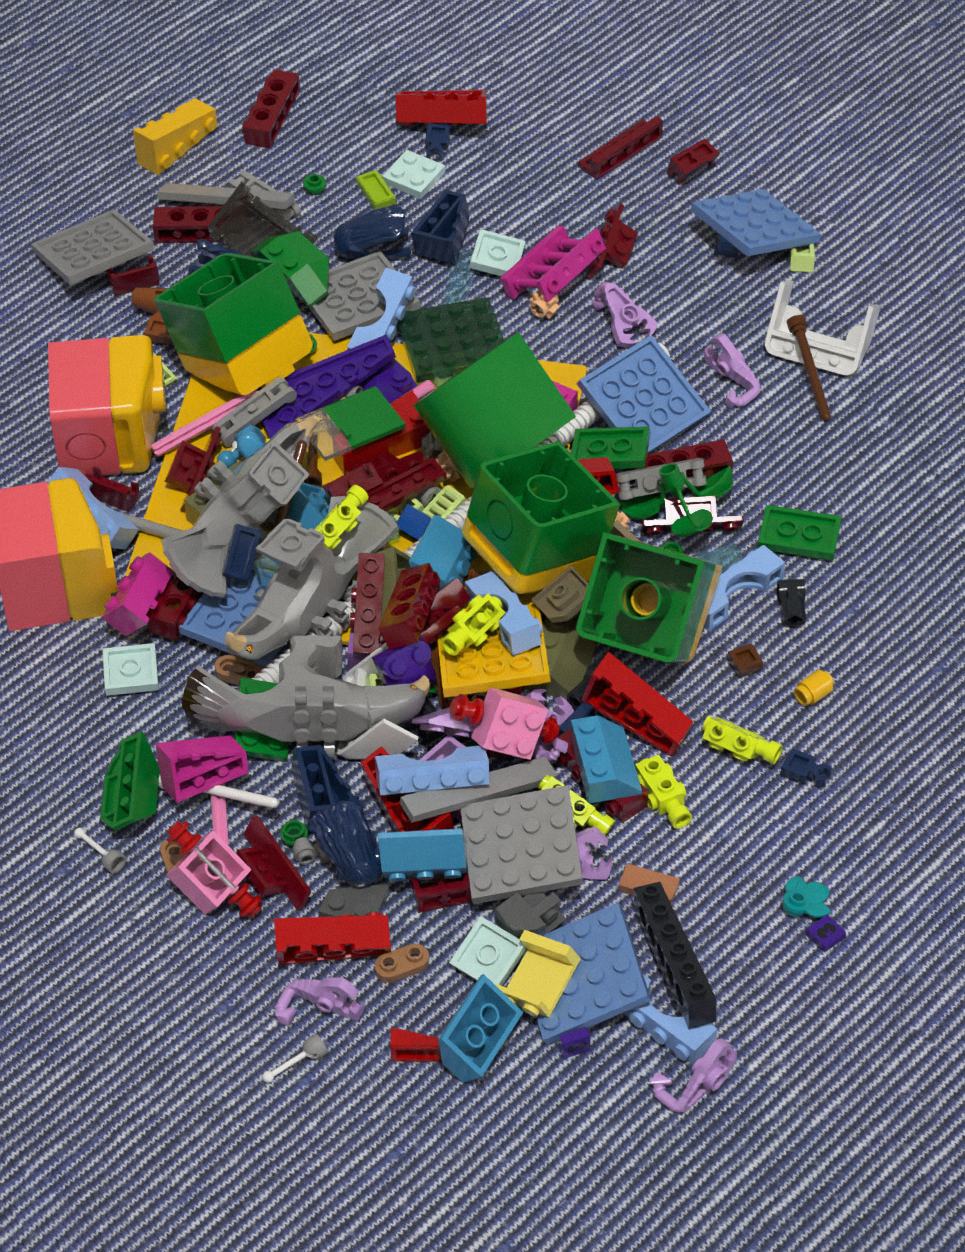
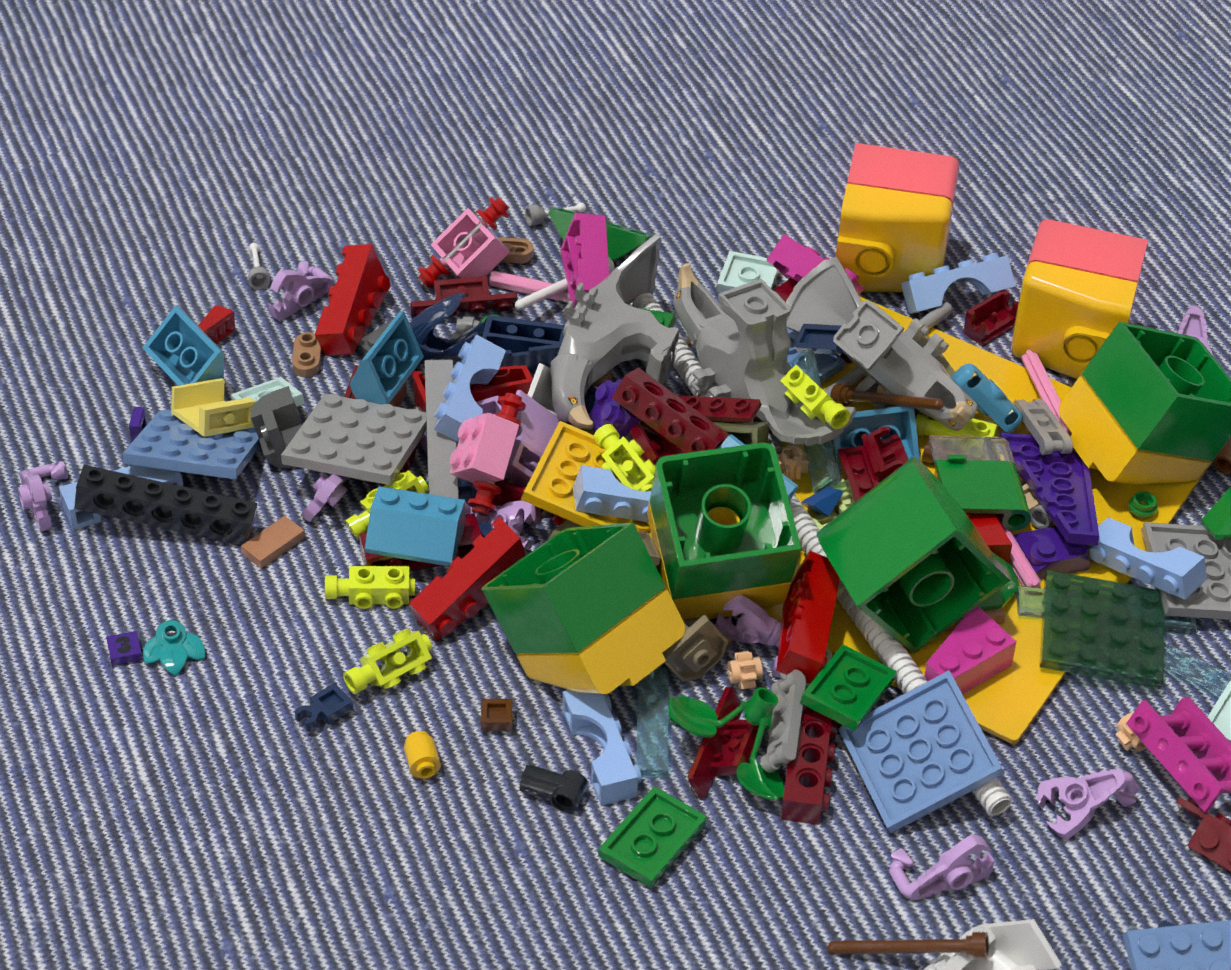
camera: 110 degrees right, 5 degrees down
(189, 464) = (995, 366): dark red bracket -> none

